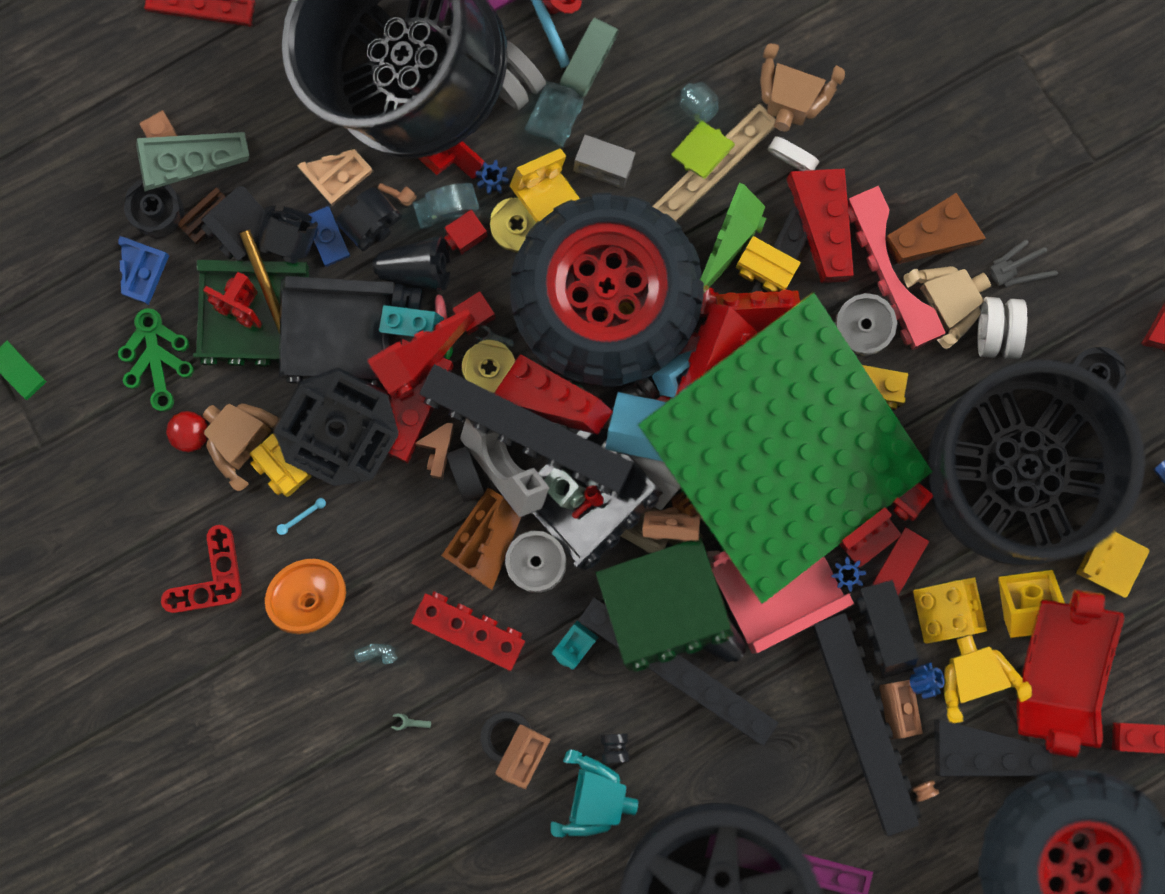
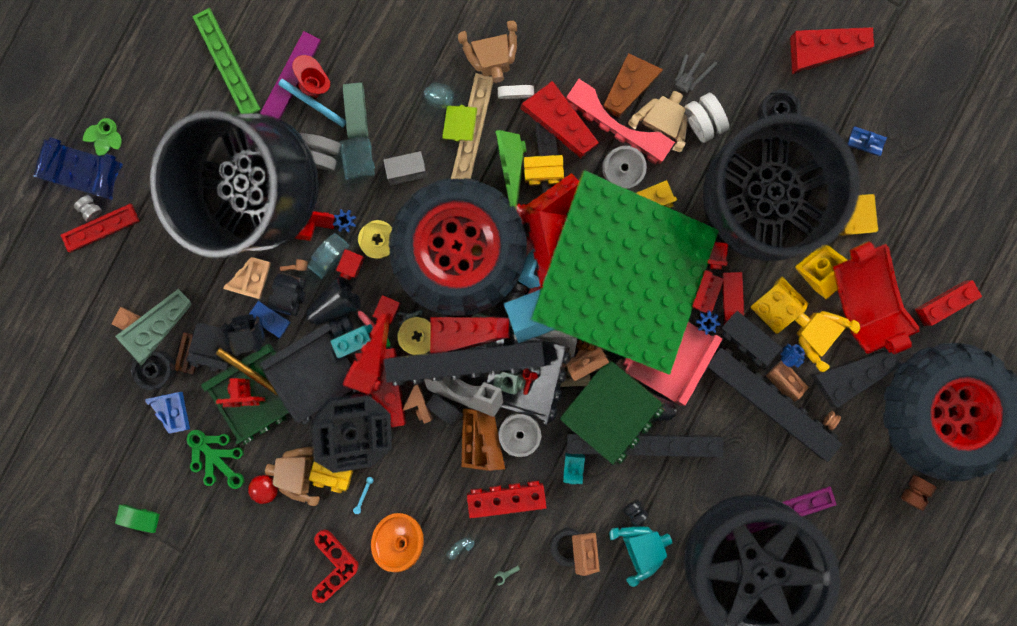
camera: 35 degrees left, 5 degrees up
(542, 185) = (379, 207): yellow bracket -> none

